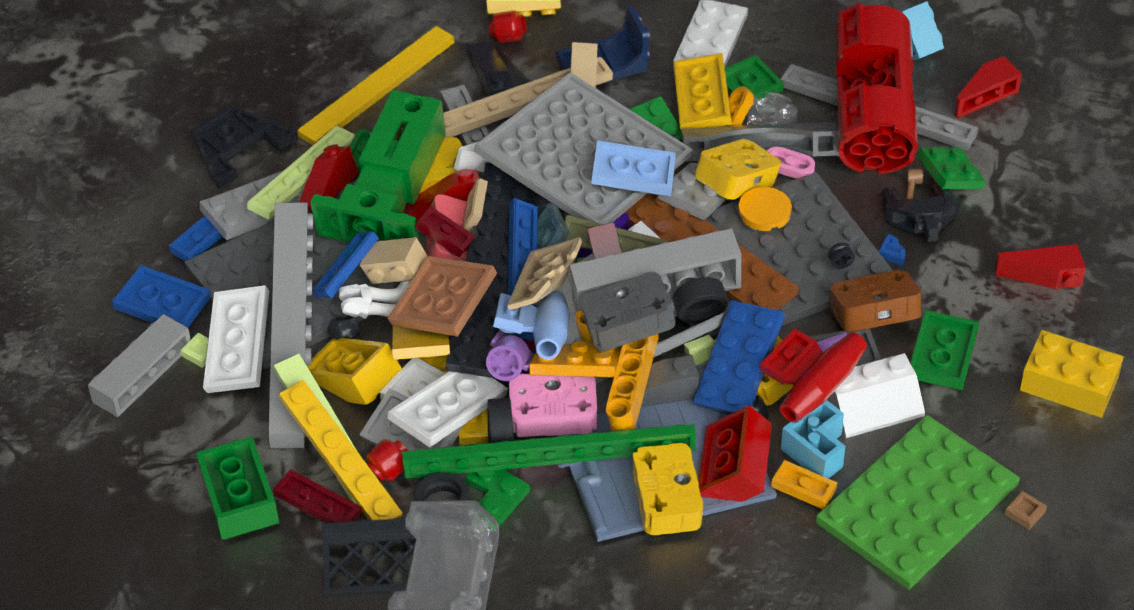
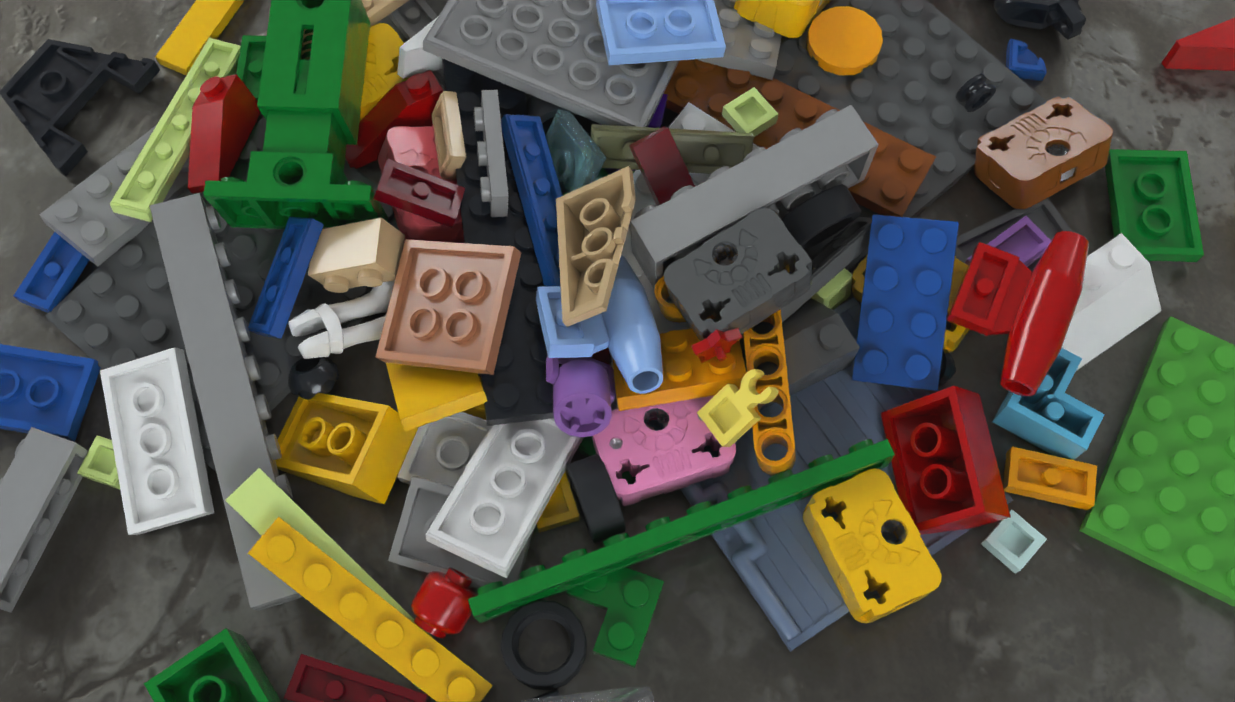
camera: 15 degrees left, 20 degrees up
(497, 218) = (491, 153): none -> light grey plate
(599, 342) = (716, 344): none -> red piece
(600, 381) = (732, 409): none -> light yellow plate
(676, 230) = (750, 113): none -> yellowish green plate
(765, 513) = (1013, 542): none -> light aqua plate

